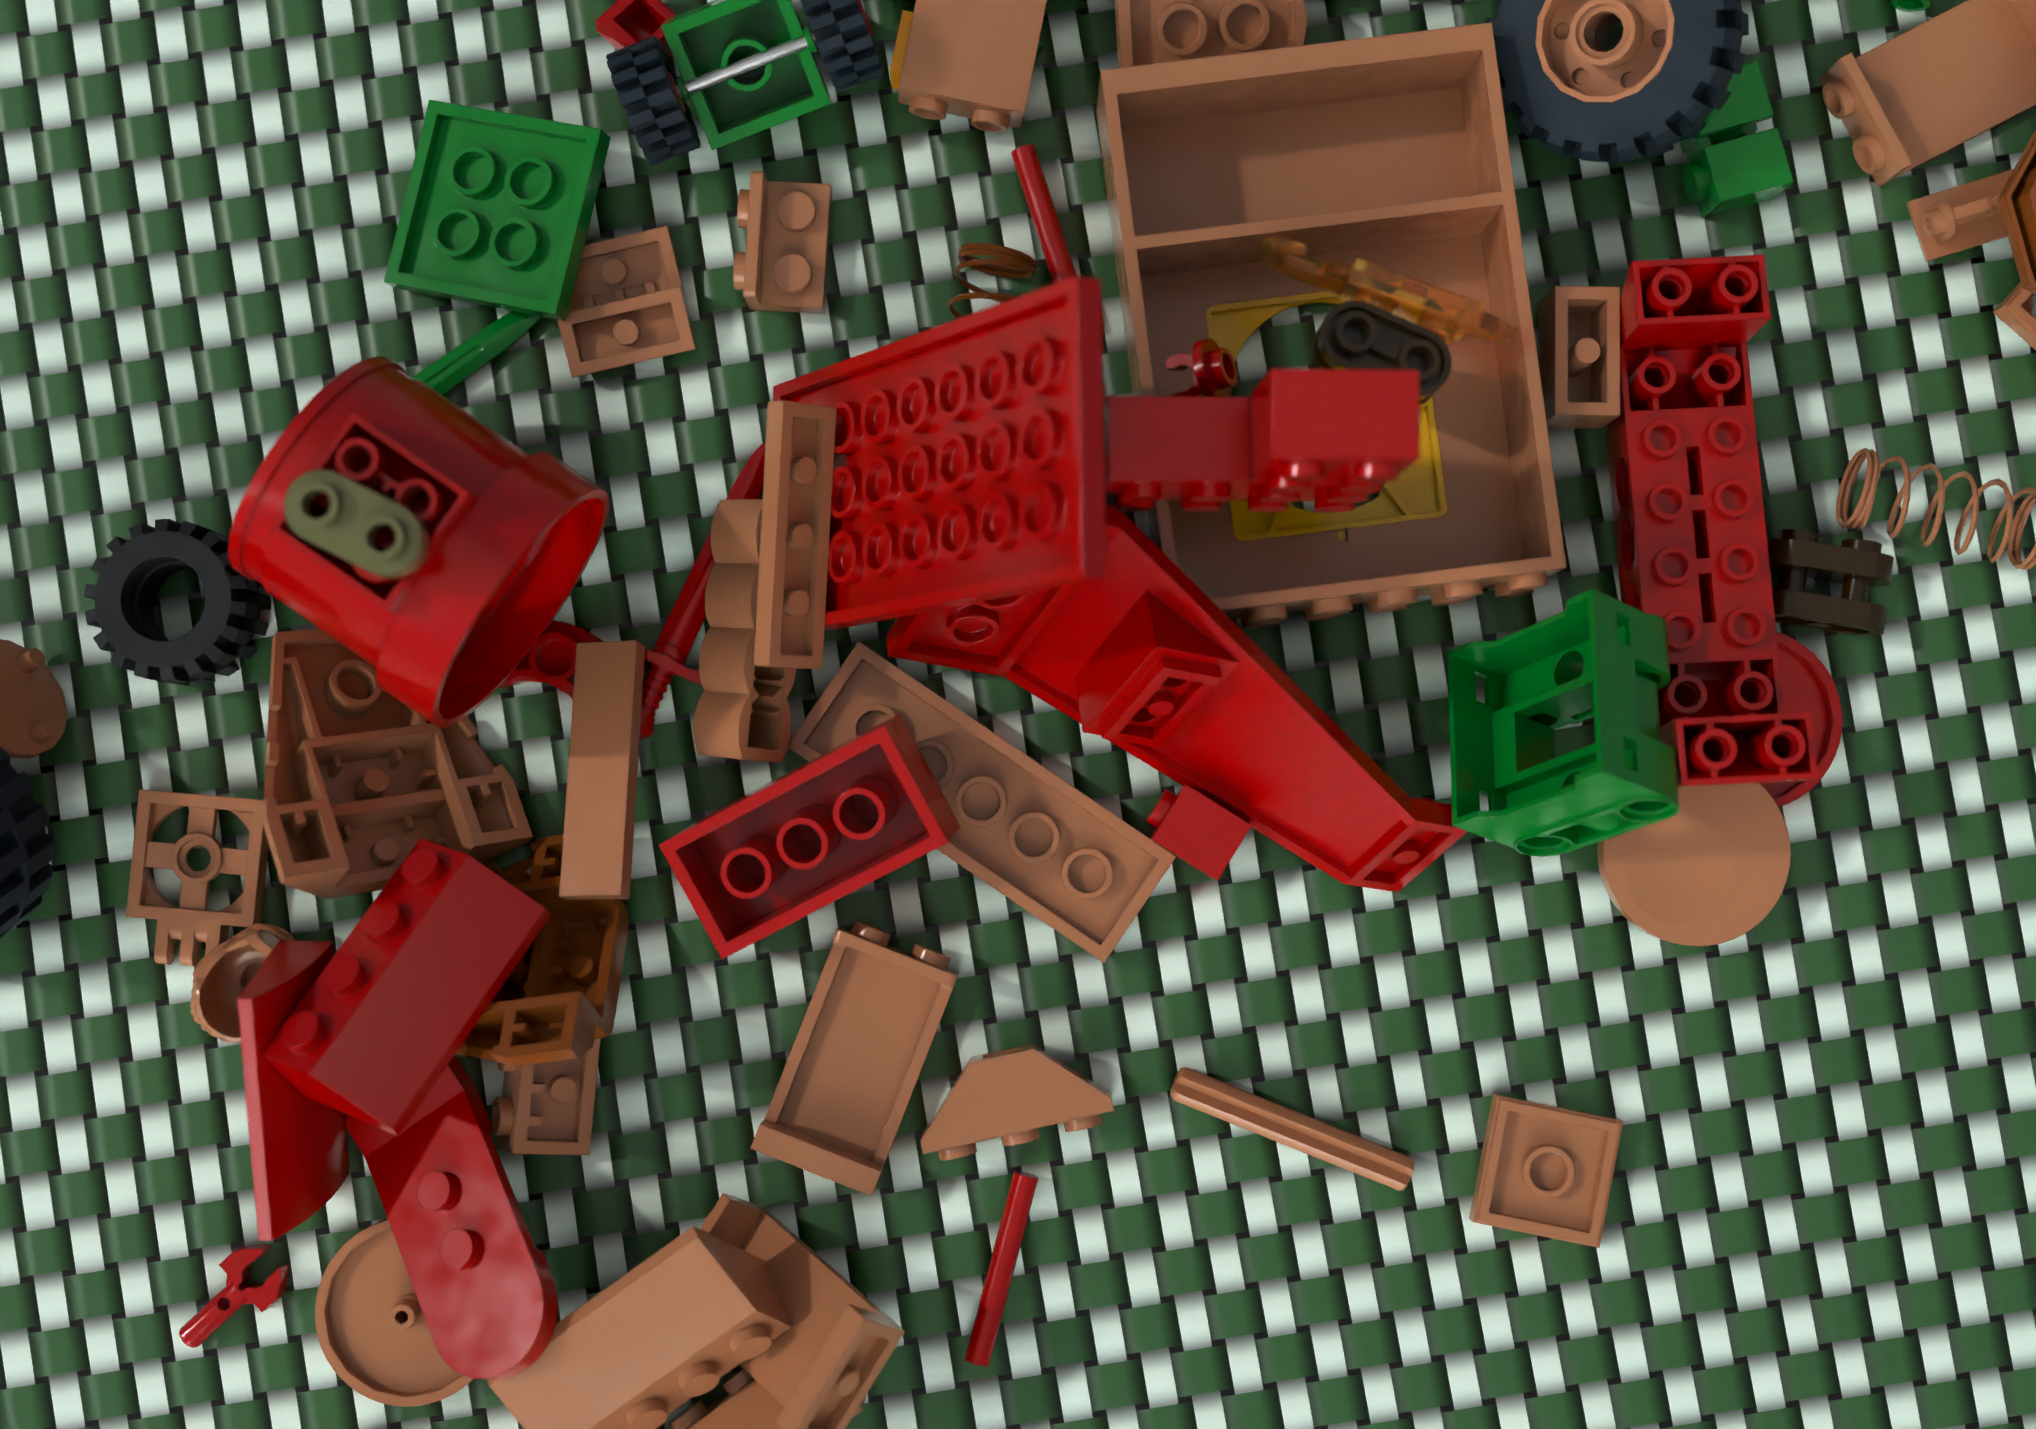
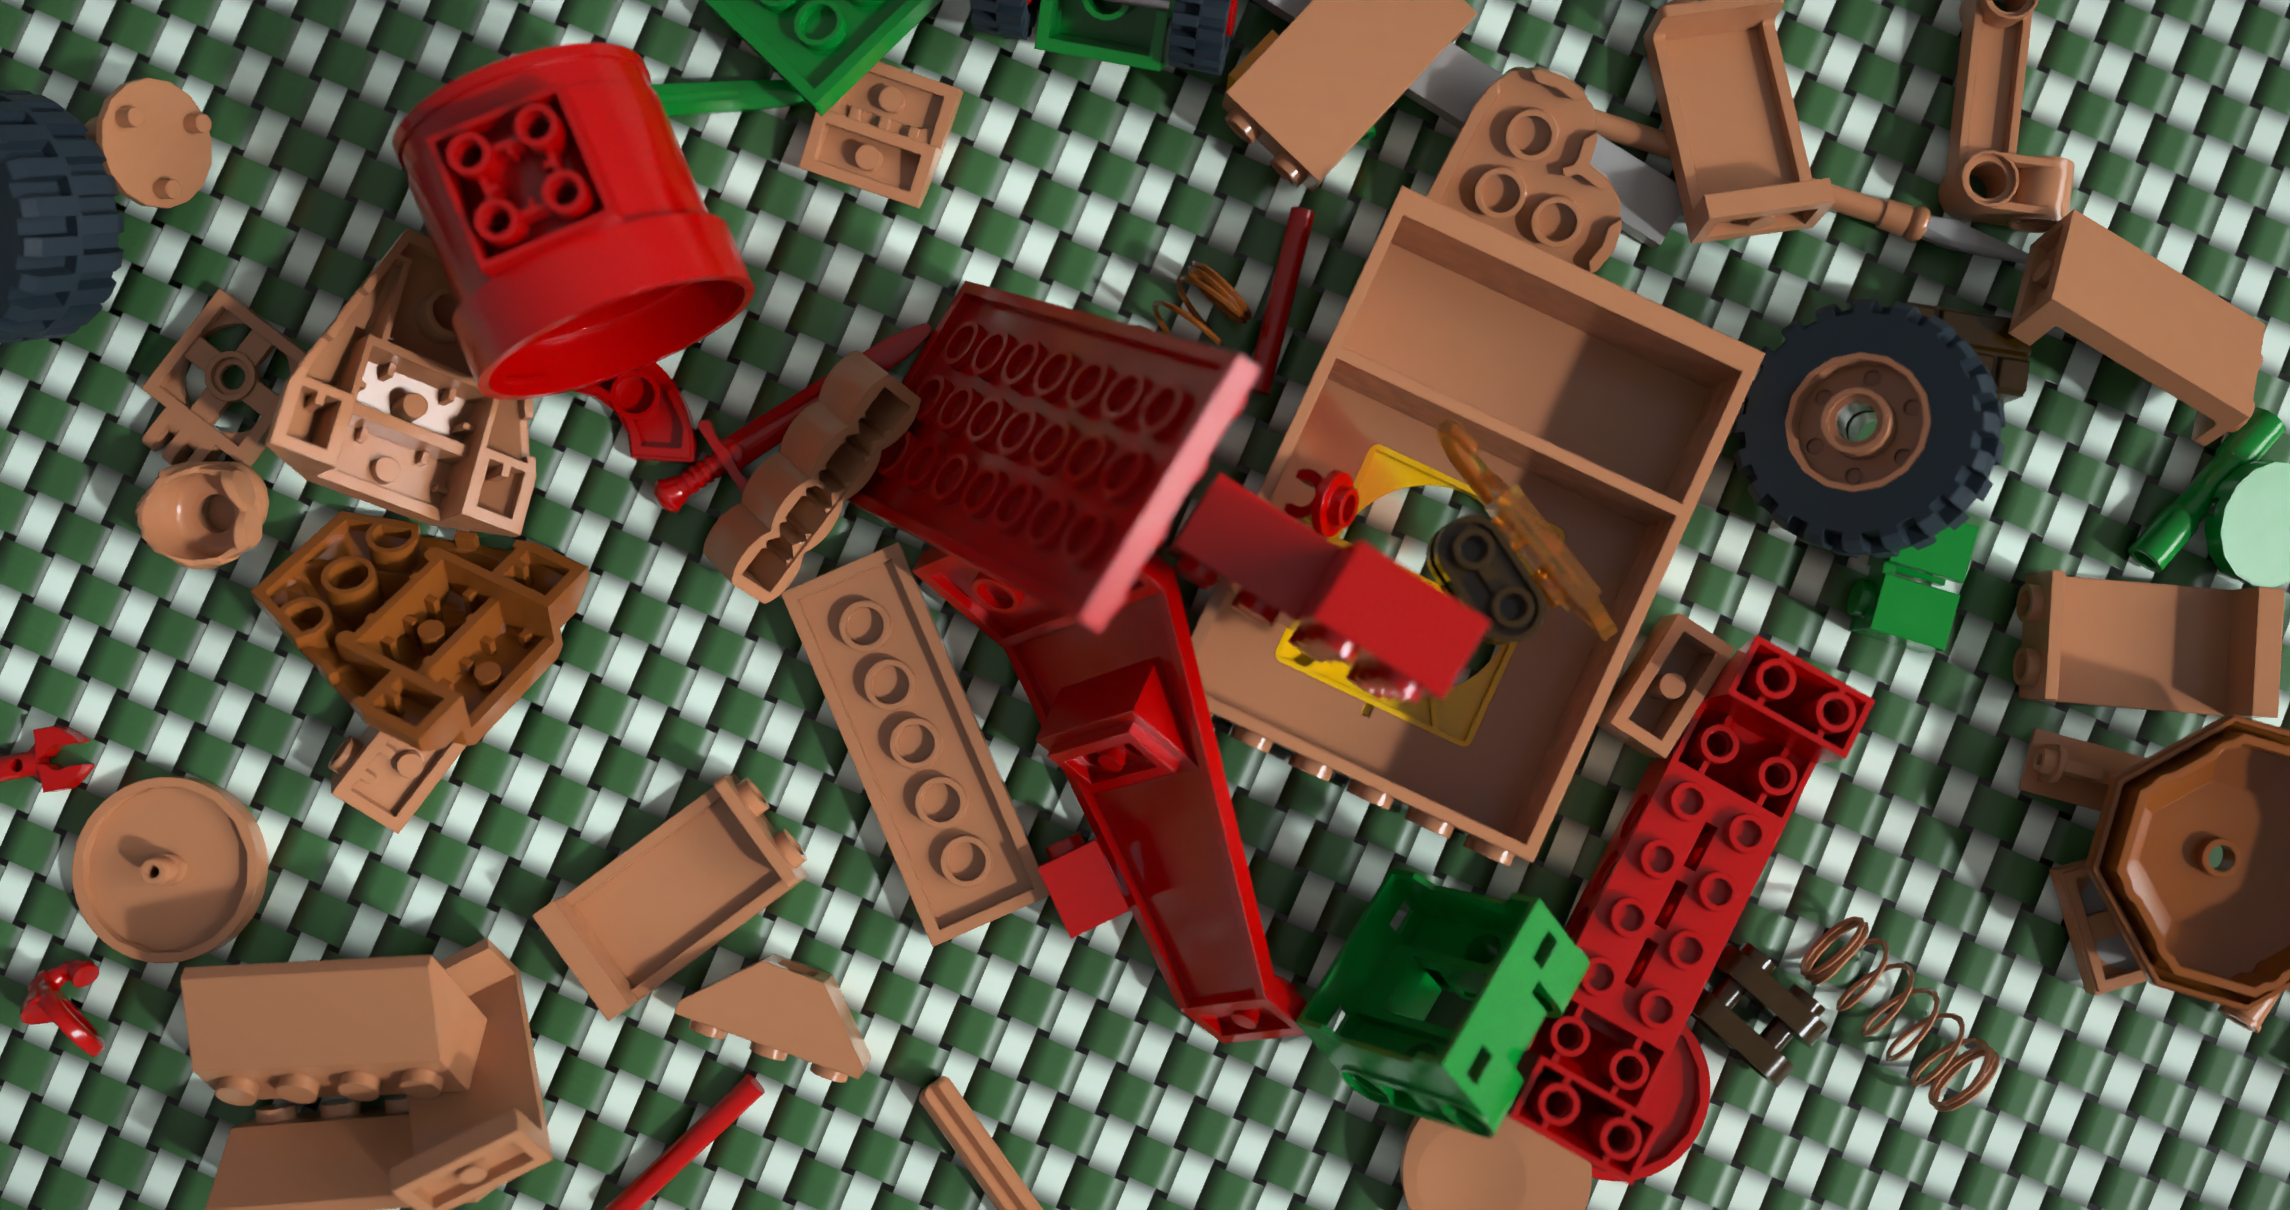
camera: 30 degrees right, 0 degrees up
(128, 594) = (300, 134): black tyre -> none
(294, 1140) = (177, 619): red slope -> none
(353, 523) = (495, 177): olive plate -> none
(406, 987) = (321, 598): red slope -> none
(462, 1232) = (246, 823): red piece -> none
(602, 771) = (609, 517): nougat tile -> none
(784, 245) = (1048, 166): nougat bracket -> none
(794, 535) = (892, 420): nougat plate -> none
(810, 837) = (748, 684): red brick -> none

